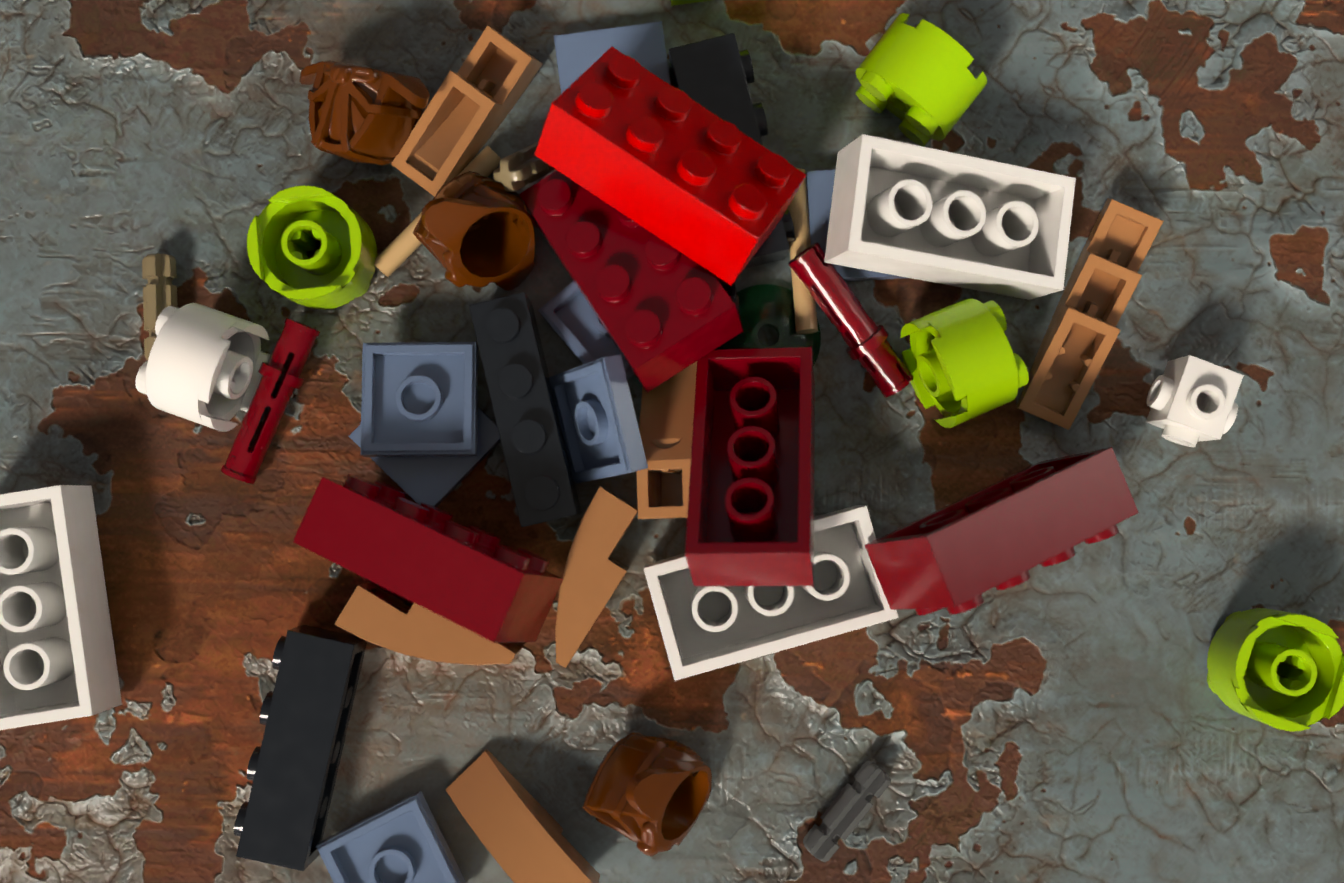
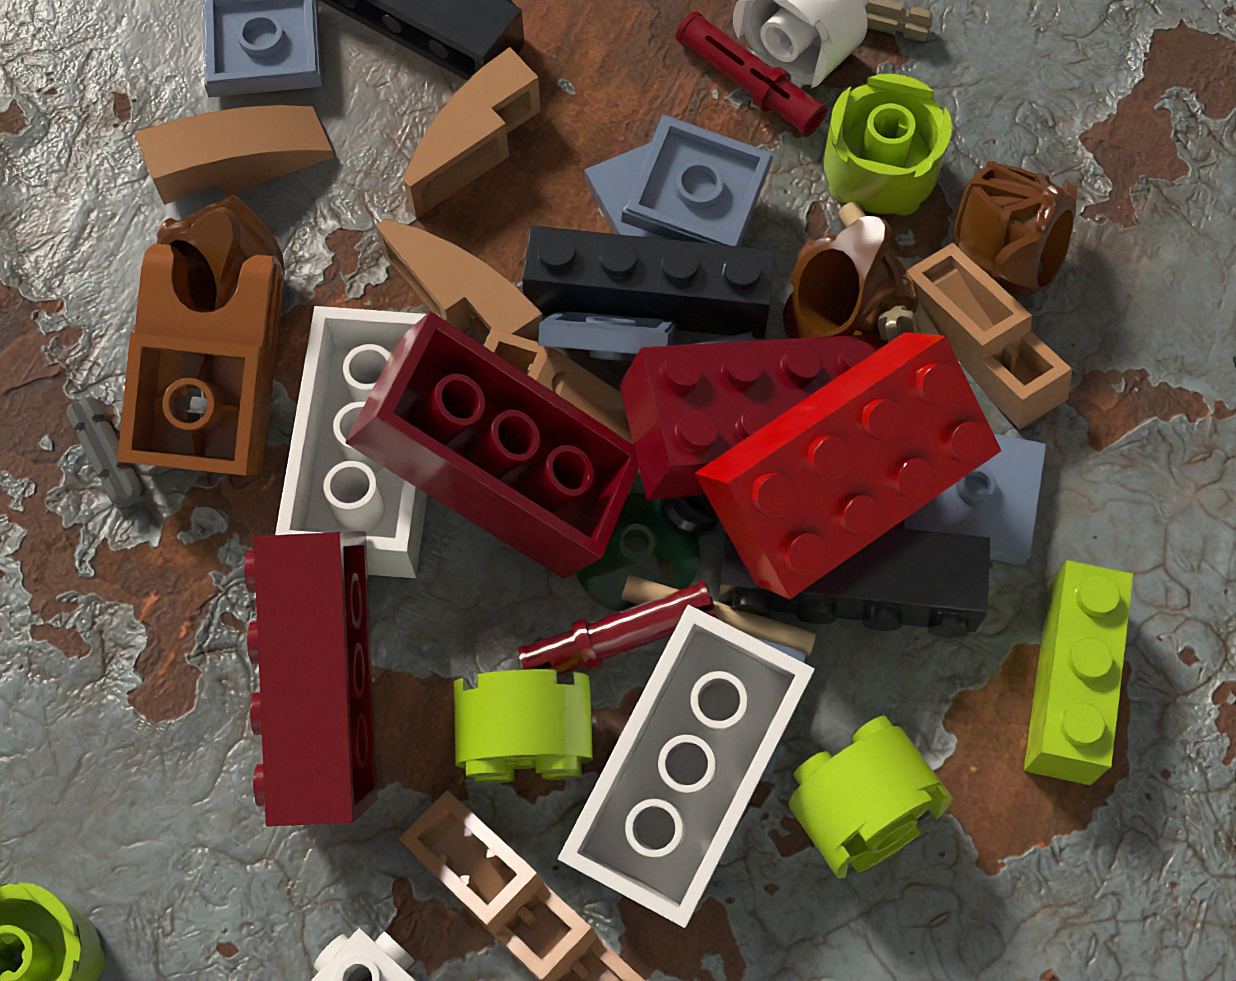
camera: 110 degrees right, 20 degrees down
(430, 558) = (529, 132): dark red brick -> none
(769, 753) = (188, 351): none -> dark orange brick

